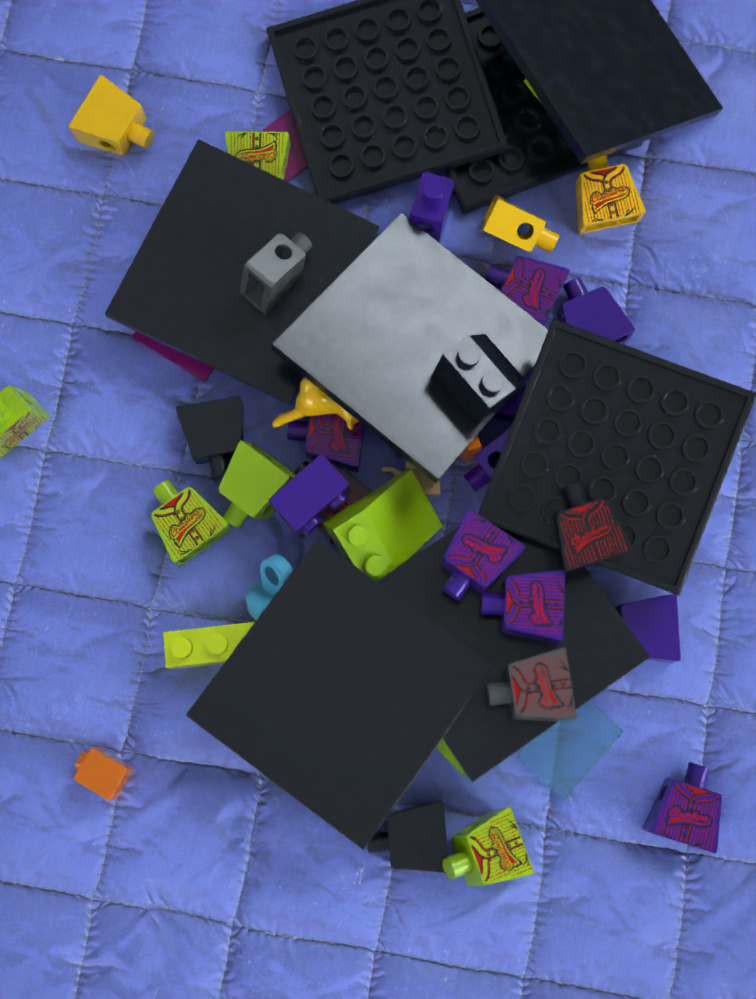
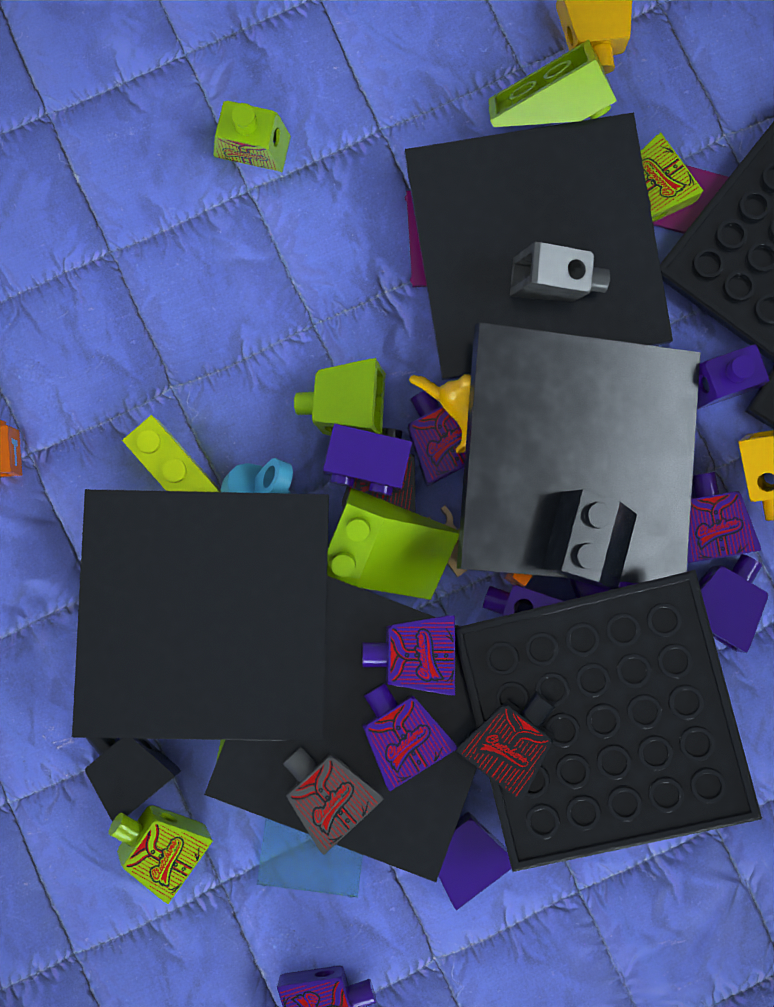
camera: 55 degrees right, 5 degrees up
(143, 180) = (556, 93): none -> lime slope
(186, 522) = (268, 362): lime torso -> none
(213, 431) = (369, 327): black torso -> none

